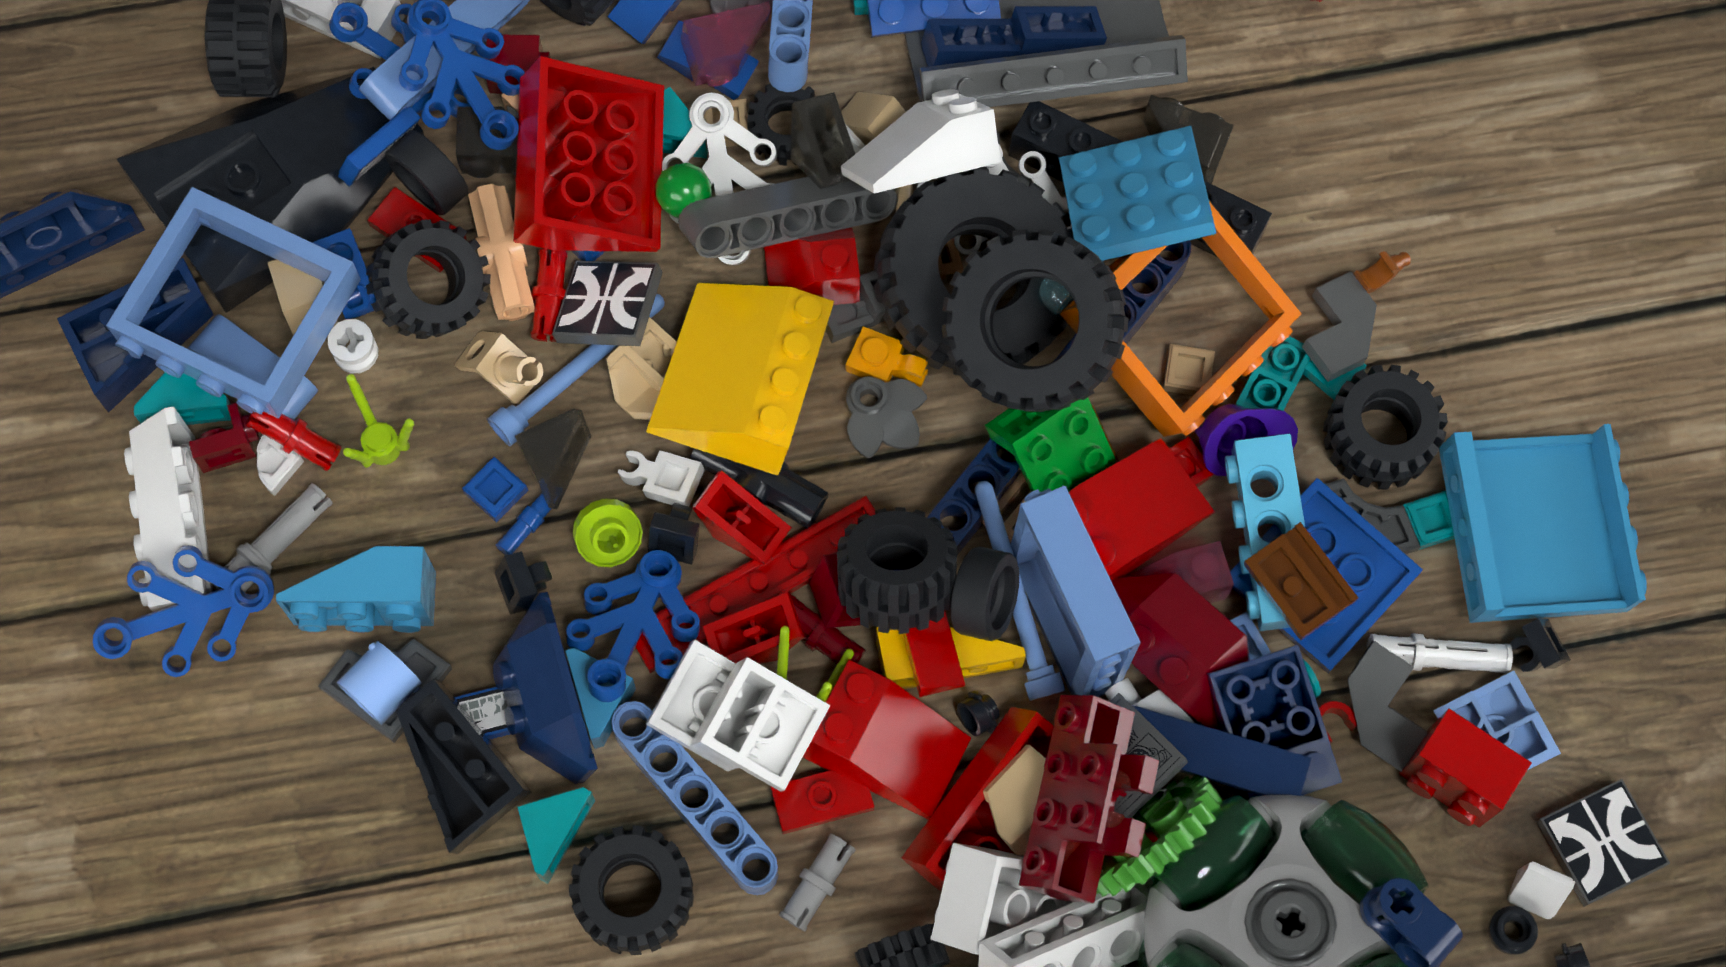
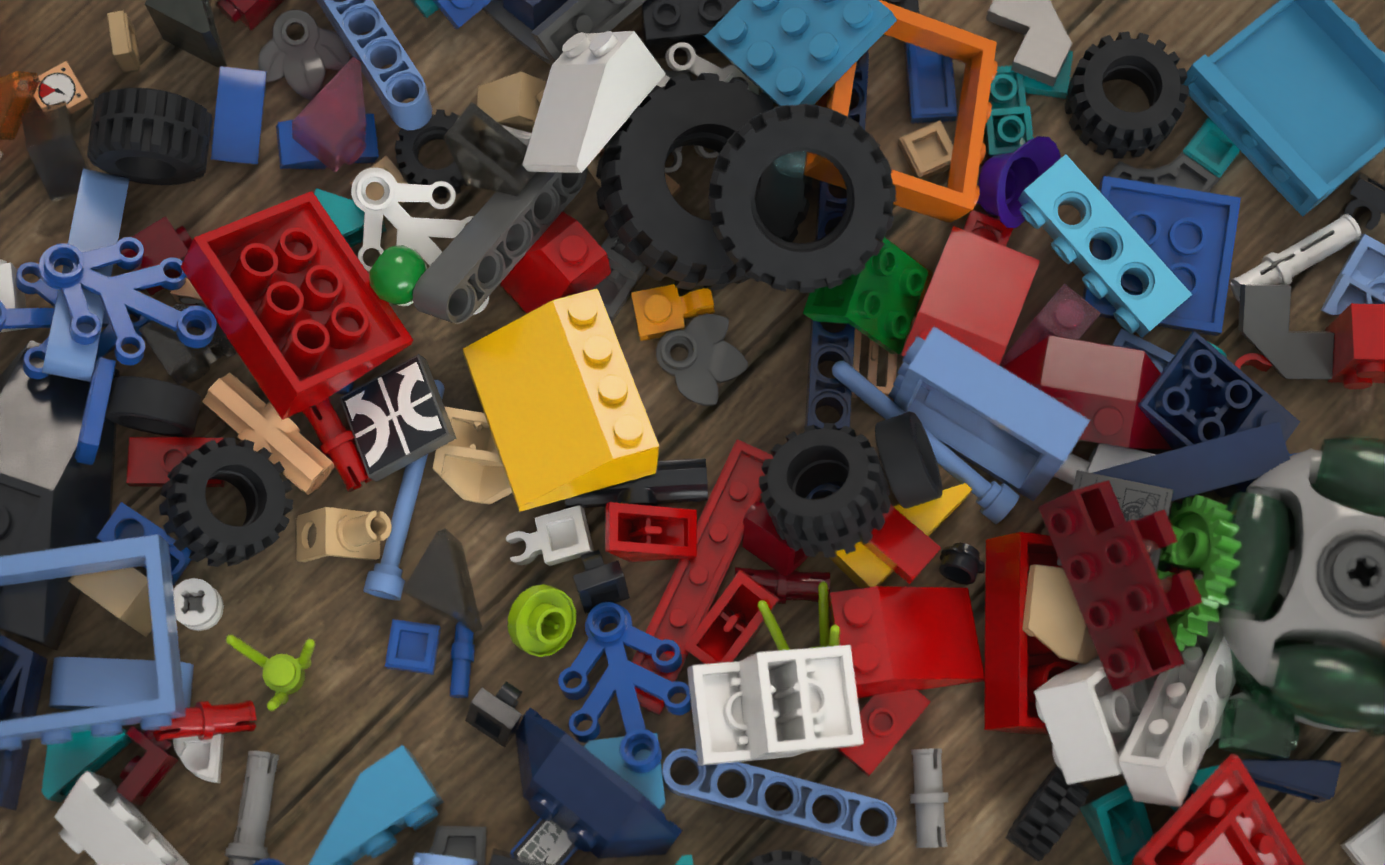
camera: 35 degrees left, 5 degrees up
(1226, 319) = (929, 85): none -> blue tile
(1300, 581) = (1161, 275): reddish brown plate -> none

